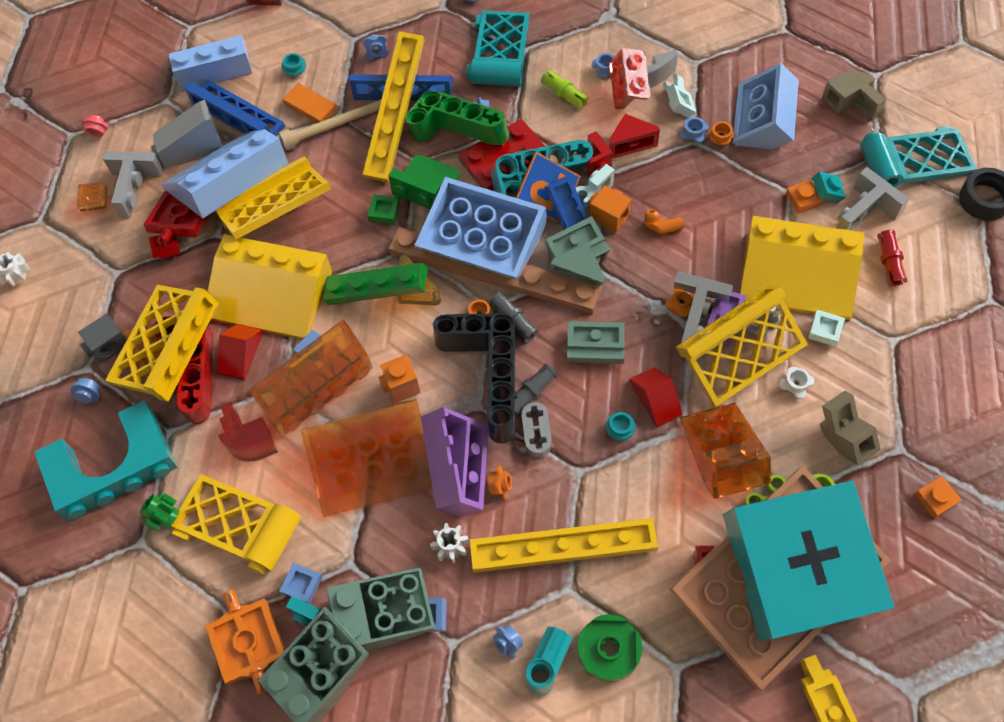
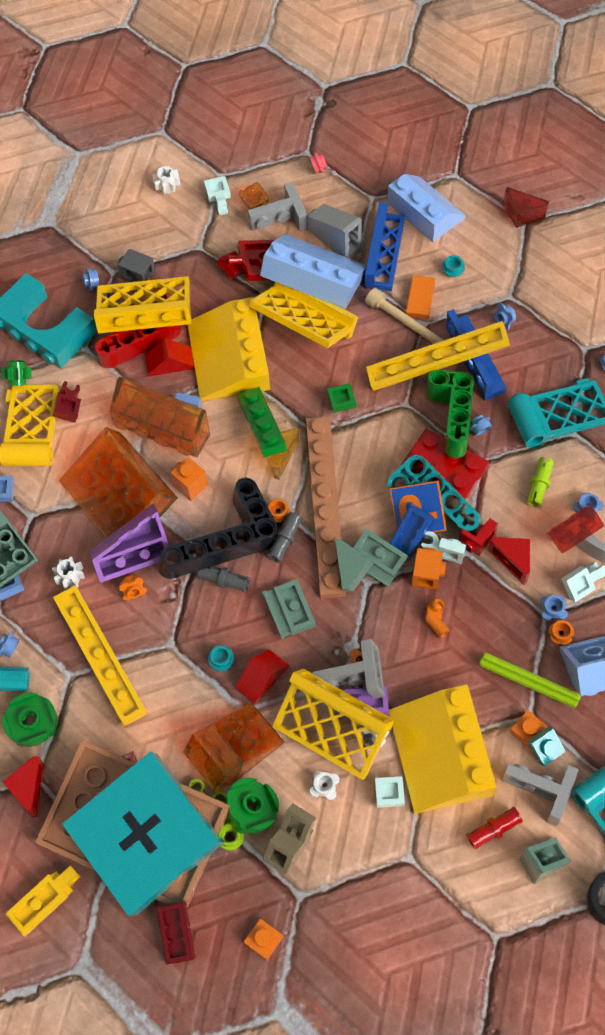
camera: 65 degrees right, 0 degrees up
(63, 225) = (218, 191): none -> light aqua plate
(233, 473) = (67, 403): none -> dark red plate
(245, 441) = (96, 397): clear red brick -> none
(421, 180) = (383, 416): green bracket -> none
(482, 228) = (350, 477): light blue slope -> none
(543, 429) = (191, 596): light grey beam -> none
(690, 677) = (26, 784): none -> red slope
(756, 176) = (530, 680): none -> lime axle
(814, 457) = (241, 816): none -> green plate
(912, 576) = (175, 932): none -> dark red plate
(937, 233) = (544, 859): none -> sand green slope

